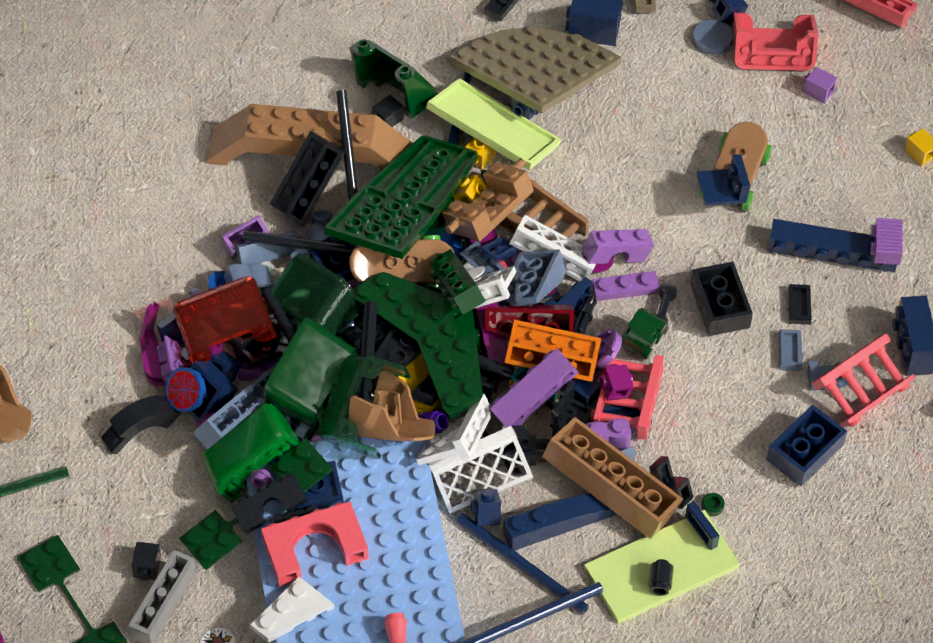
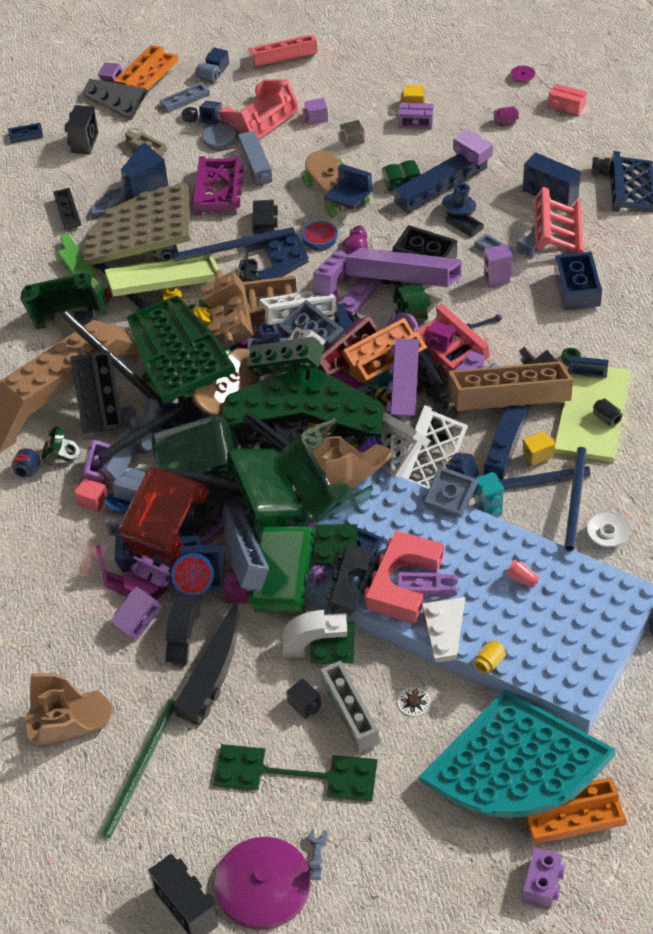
camera: 45 degrees left, 5 degrees down
(120, 474) = (208, 676): none -> black slope
(122, 380) = (136, 613): none -> medium lavender brick
(204, 188) = (25, 463): none -> dark blue head
(209, 516) = (308, 628): none -> white arch
(214, 257) = (90, 494): none -> coral brick
(238, 196) = (56, 447): none -> dark green tile
(321, 564) = (428, 583): none -> medium lavender hinge
(437, 514) = (450, 492): none -> sand blue tile
(454, 42) = (72, 258): none -> bright green piece
(472, 549) = (489, 495): none -> teal brick
(545, 19) = (109, 200): none -> sand blue tile
(568, 551) = (538, 448): none -> yellow brick
(572, 177) = (248, 269): none -> black hinge
(584, 148) = (233, 244): none -> dark blue piece
(617, 195) = (284, 254): none -> dark blue wing
(643, 145) = (264, 216): none -> black brick
(651, 98) = (213, 167): none -> magenta fence
(667, 203) = (320, 235): none -> tile
(671, 399) = (497, 318): none -> dark blue hinge
(676, 295) = (403, 267): none -> medium lavender brick
(684, 239) = (355, 240): none -> magenta hair
(710, 84) = (255, 158): none -> sand blue brick
(758, 367) = (497, 265): none -> medium lavender brick
(803, 209) = (399, 174): none -> dark green brick
(816, 133) = (351, 134): none -> clear smoke brick
(816, 281) = (459, 201): none -> dark blue piece
(899, 166) = (416, 115): none -> medium lavender brick

